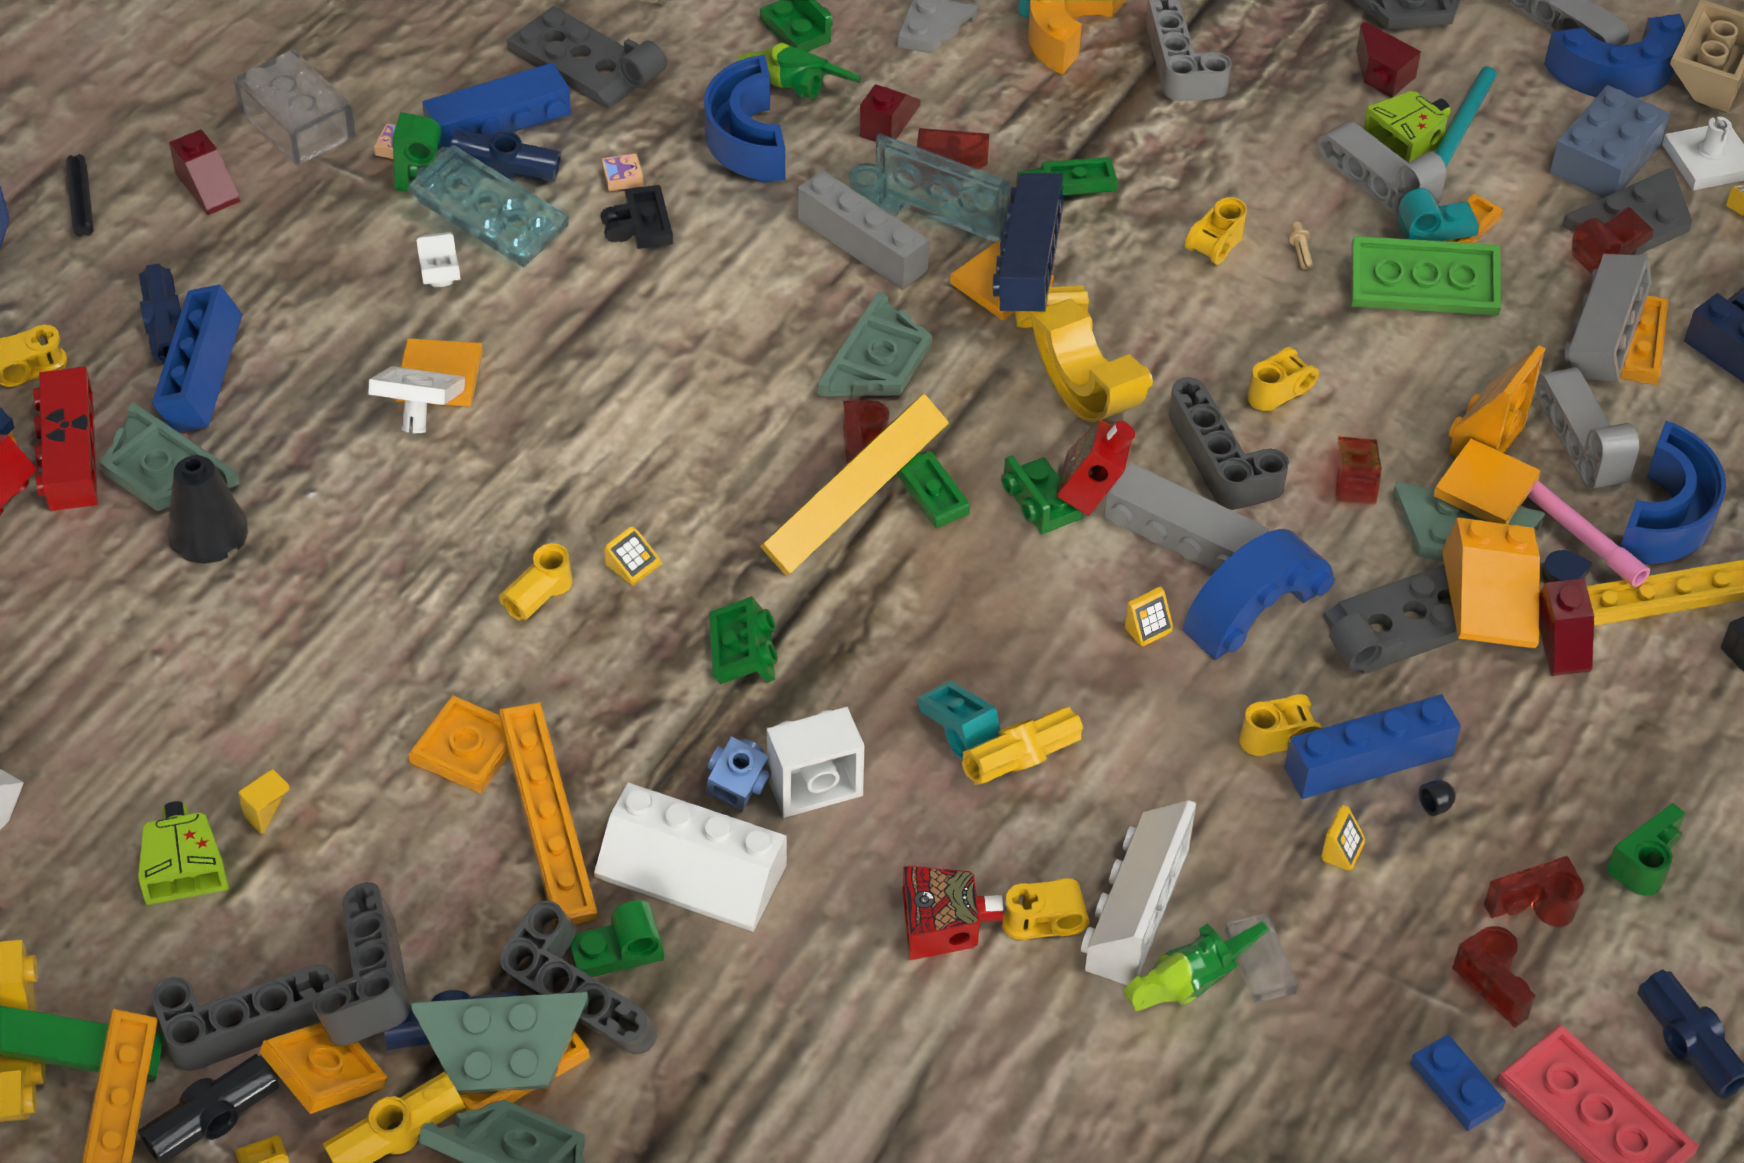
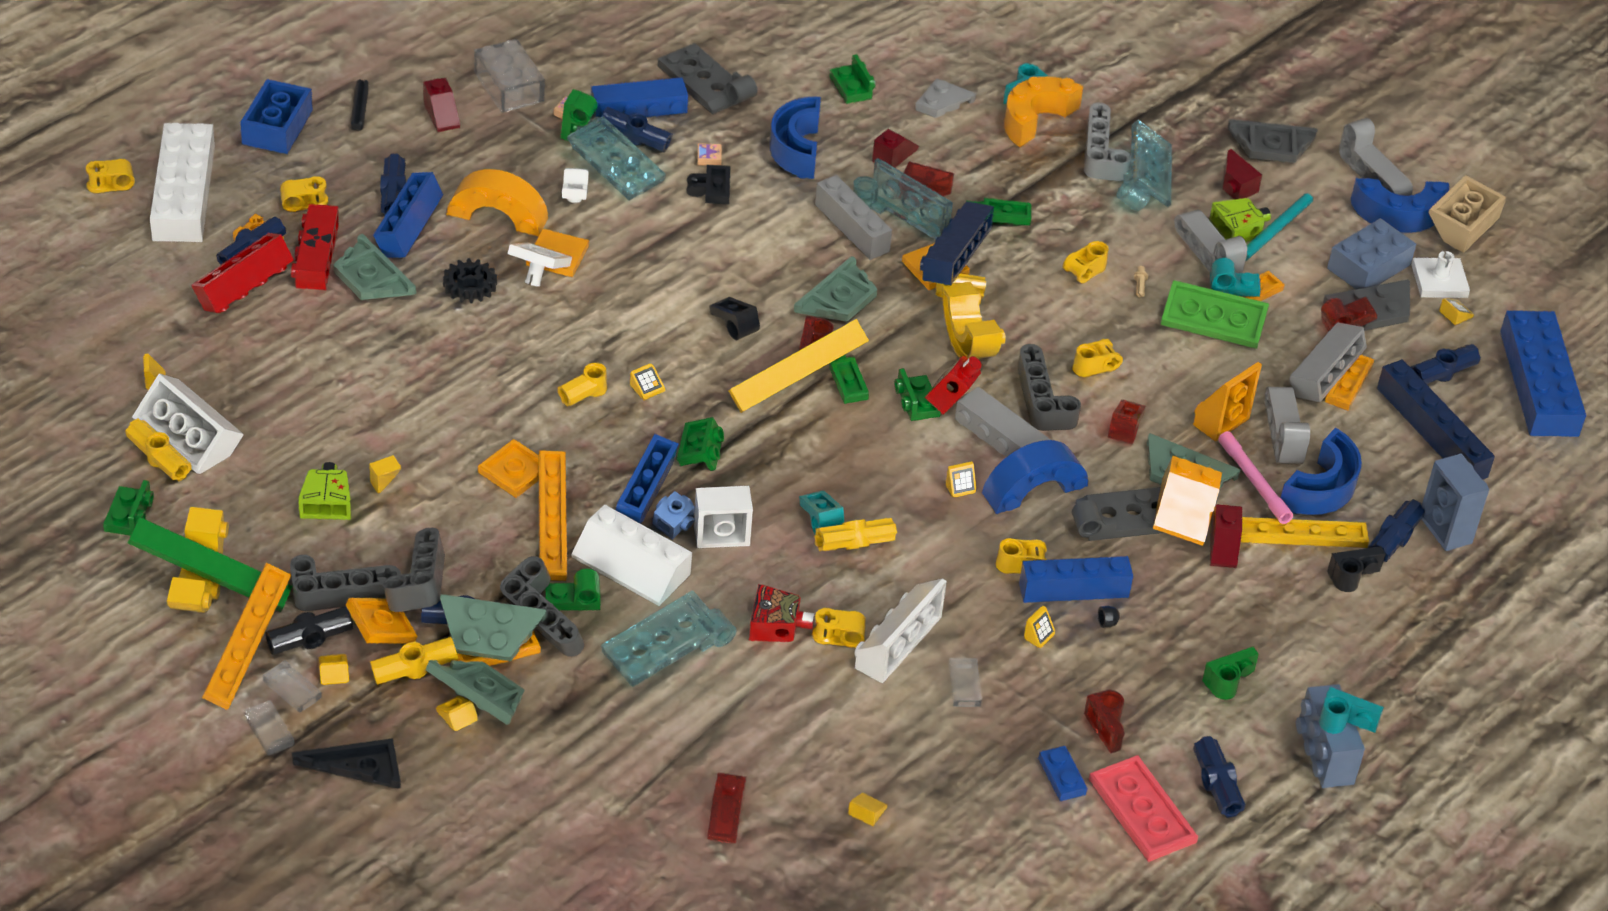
camera: 10 degrees right, 5 degrees down
(203, 513) = (389, 304): black cone -> none
(318, 445) = (469, 280): none -> black gear
(332, 295) = (503, 192): none -> light orange brick
(680, 723) = (647, 478): none -> blue brick
(743, 421) = (739, 317): none -> black plate
(799, 69) = (842, 111): green animal -> none
(848, 959) = (708, 629): none -> clear light blue hinge
(1190, 969) = (917, 678): animal -> none
(1262, 75) = (1149, 169): none -> clear light blue hinge
(1487, 483) = (1206, 443): light orange tile -> none
(1539, 889) = (1156, 678): clear red plate -> none
(1565, 565) = (1248, 505): dark blue tile -> none

